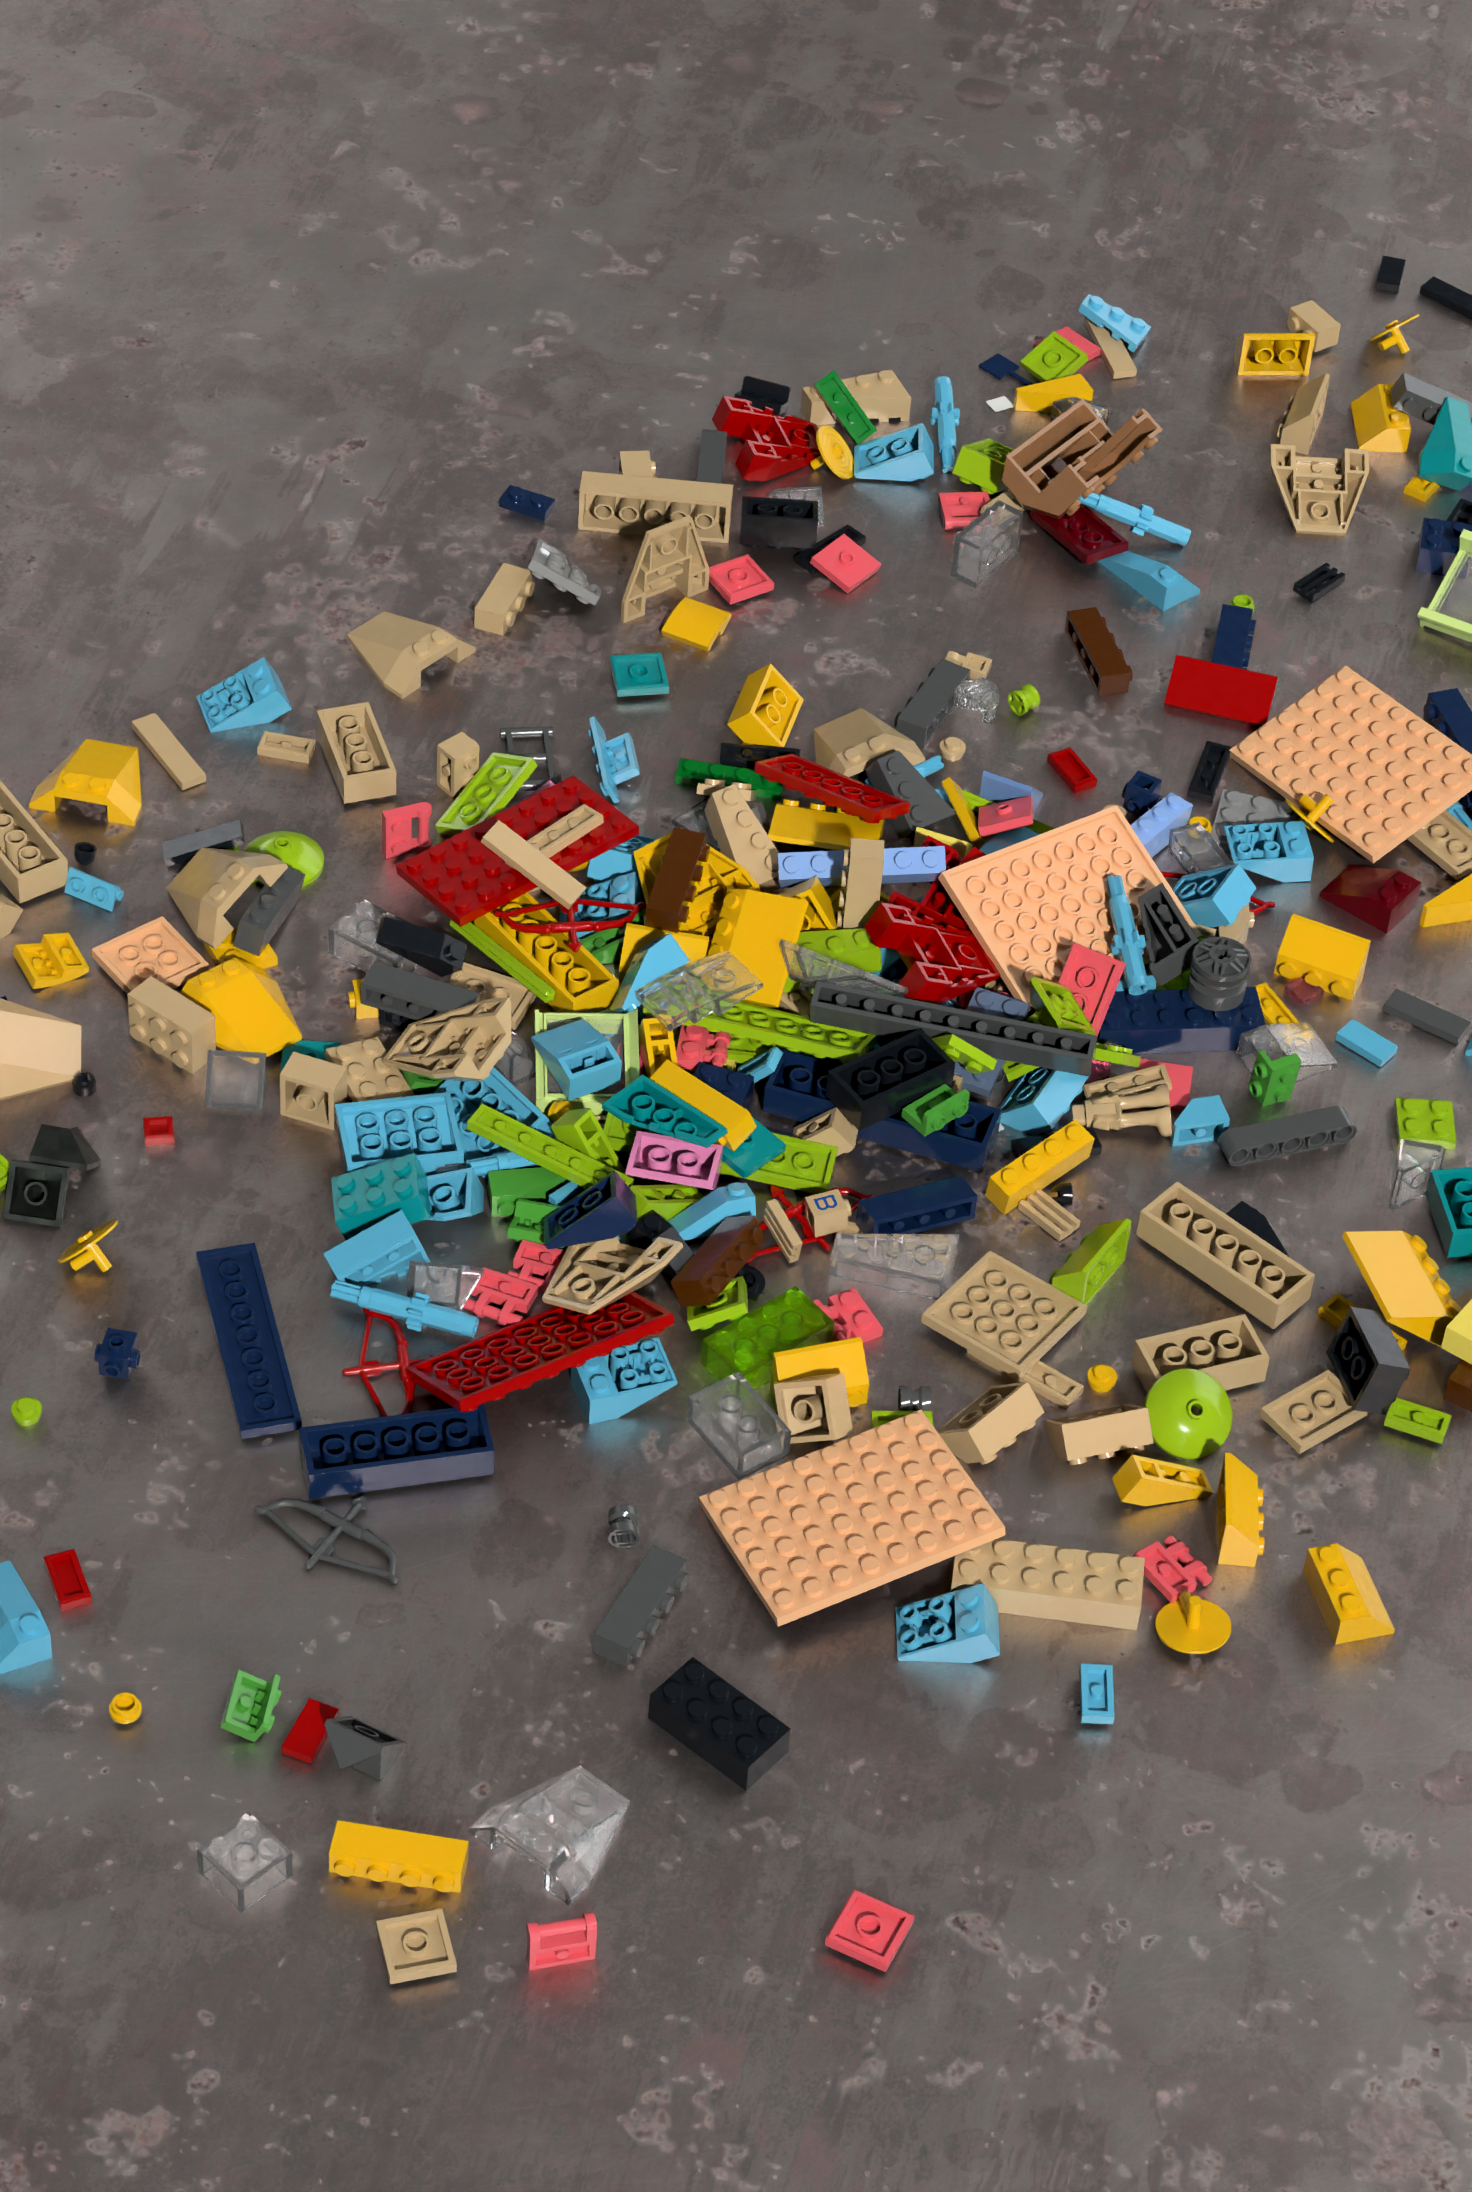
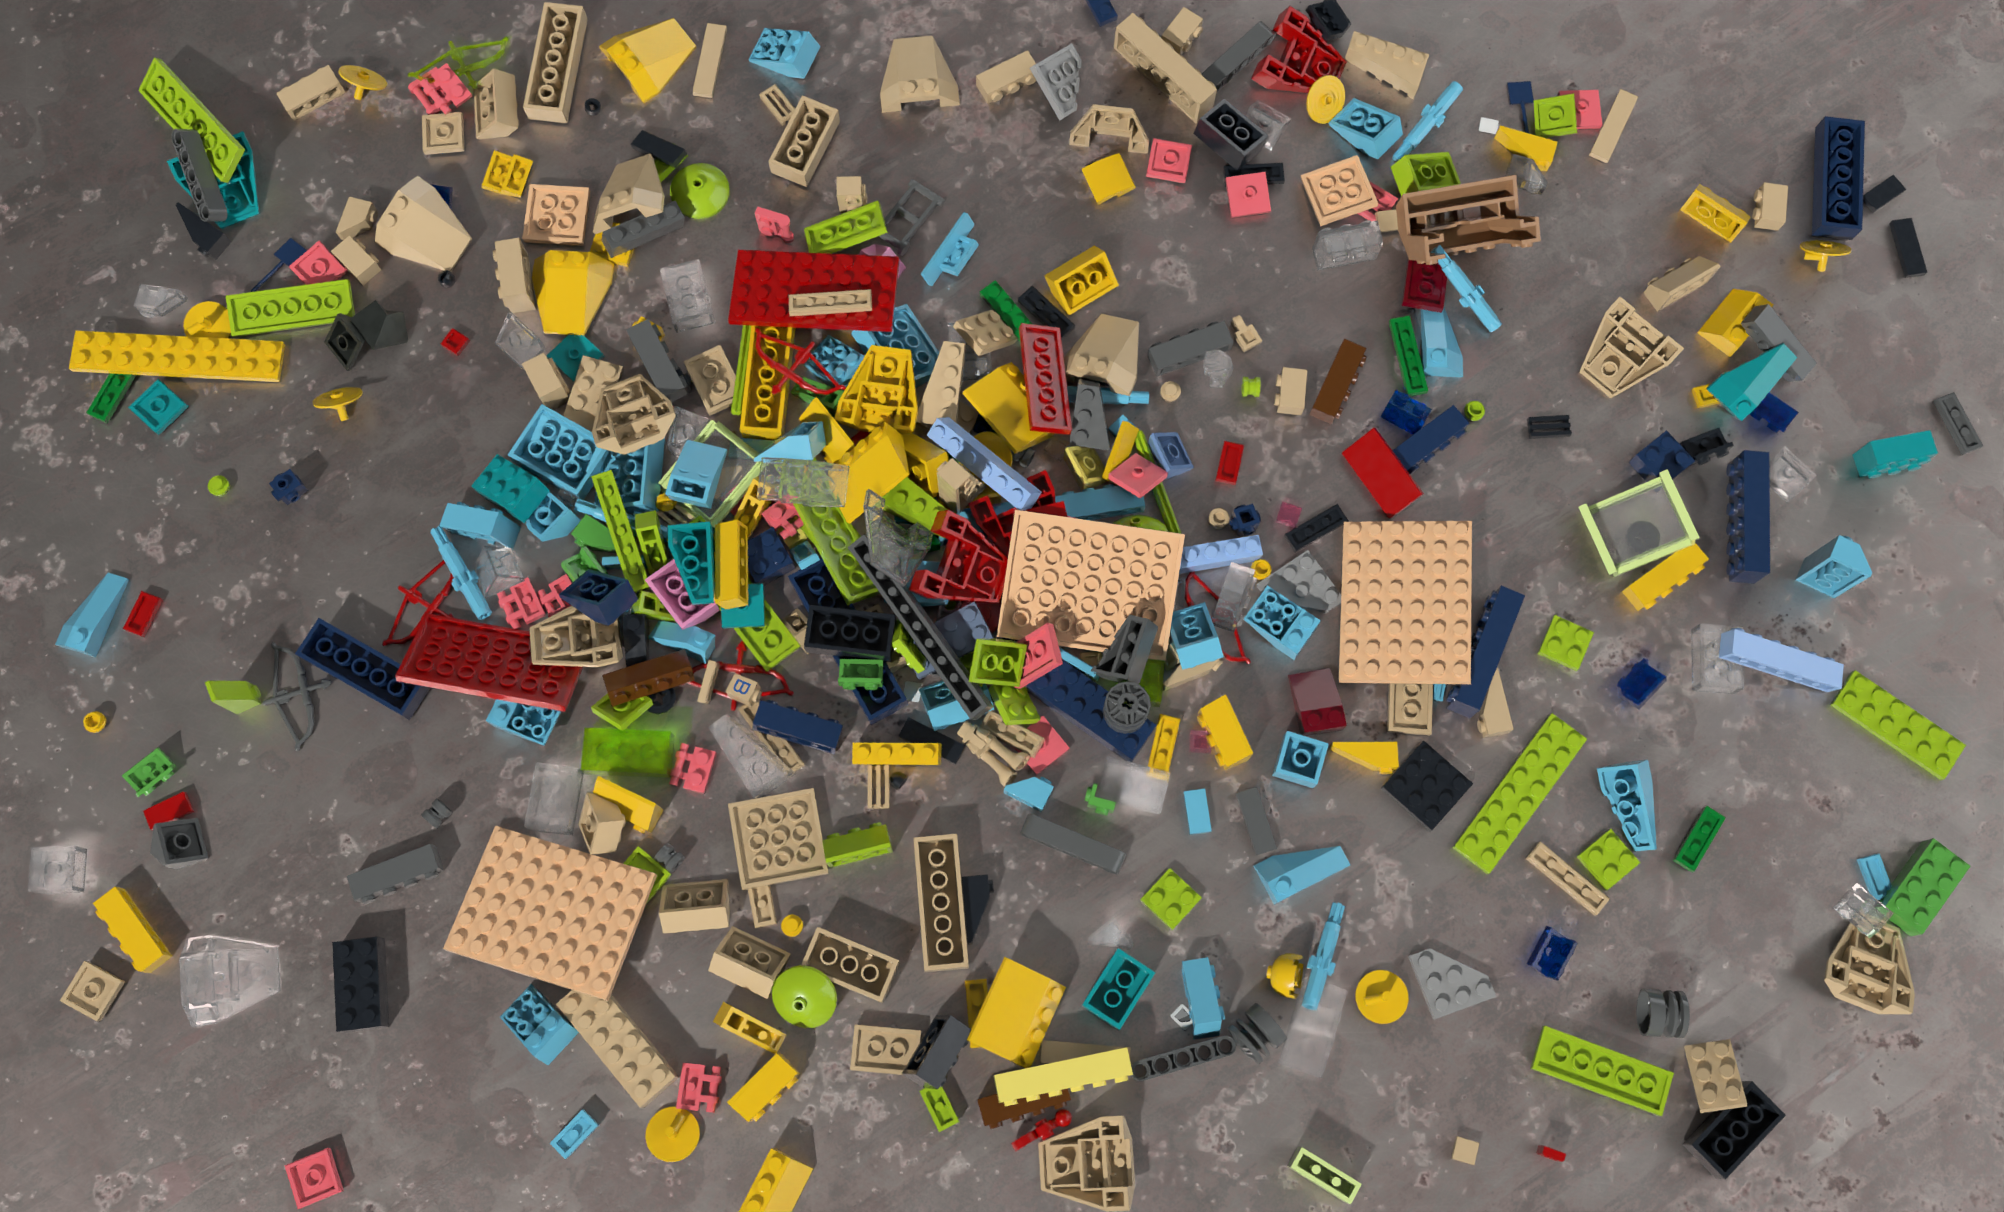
camera: 45 degrees right, 30 degrees up
(92, 889) = (572, 130): medium azure hinge -> none
(248, 1341) = (366, 527): dark blue plate -> none
(277, 1562) = (234, 695): none -> lime slope
(422, 946) = (693, 322): black slope -> none
(533, 864) = (793, 316): tan tile -> none
(561, 1942) = (147, 1049): coral plate -> none
(639, 674) = (1034, 195): teal plate -> none
(676, 880) = (864, 390): reddish brown brick -> none
(844, 407) = (1364, 67): green plate -> none
(928, 511) = (1339, 190): none -> light nougat plate
(1066, 679) = (1291, 391): none -> tan brick
(1114, 318) = (1635, 114): medium azure wing -> none
(1127, 941) = (1097, 639): medium azure piece -> none
(1136, 599) = (1408, 356): none -> green plate
(1173, 776) = (1288, 514): none -> clear pink tile
(1189, 642) = (1406, 412): none -> clear blue bracket
(1316, 811) = (1328, 619): yellow shield -> none
(1344, 277) = (1838, 178): none -> dark blue brick
(1410, 938) = (1300, 759): none -> medium azure brick

